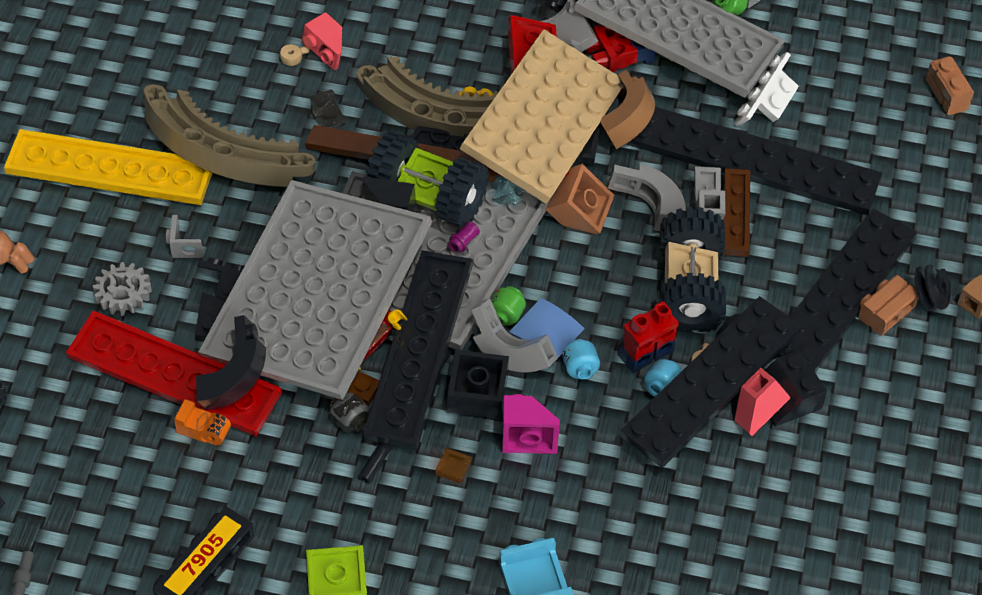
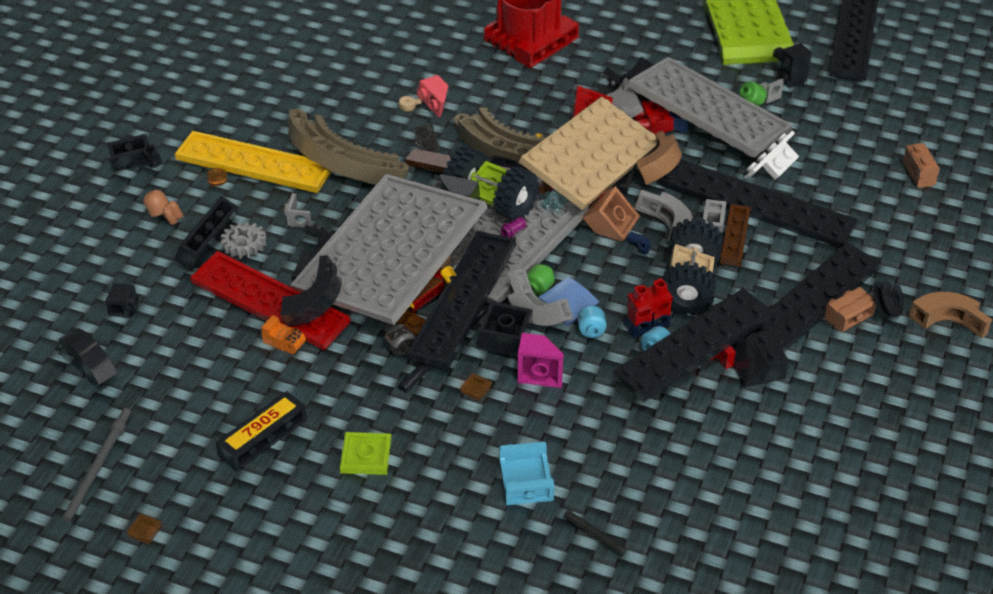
camera: 10 degrees right, 10 degrees down
(66, 194) = (217, 177): none -> clear orange tile
(73, 286) = (206, 233): none -> black brick
(623, 234) = (643, 243): none -> dark blue arm
(759, 401) = (731, 362): coral slope -> none

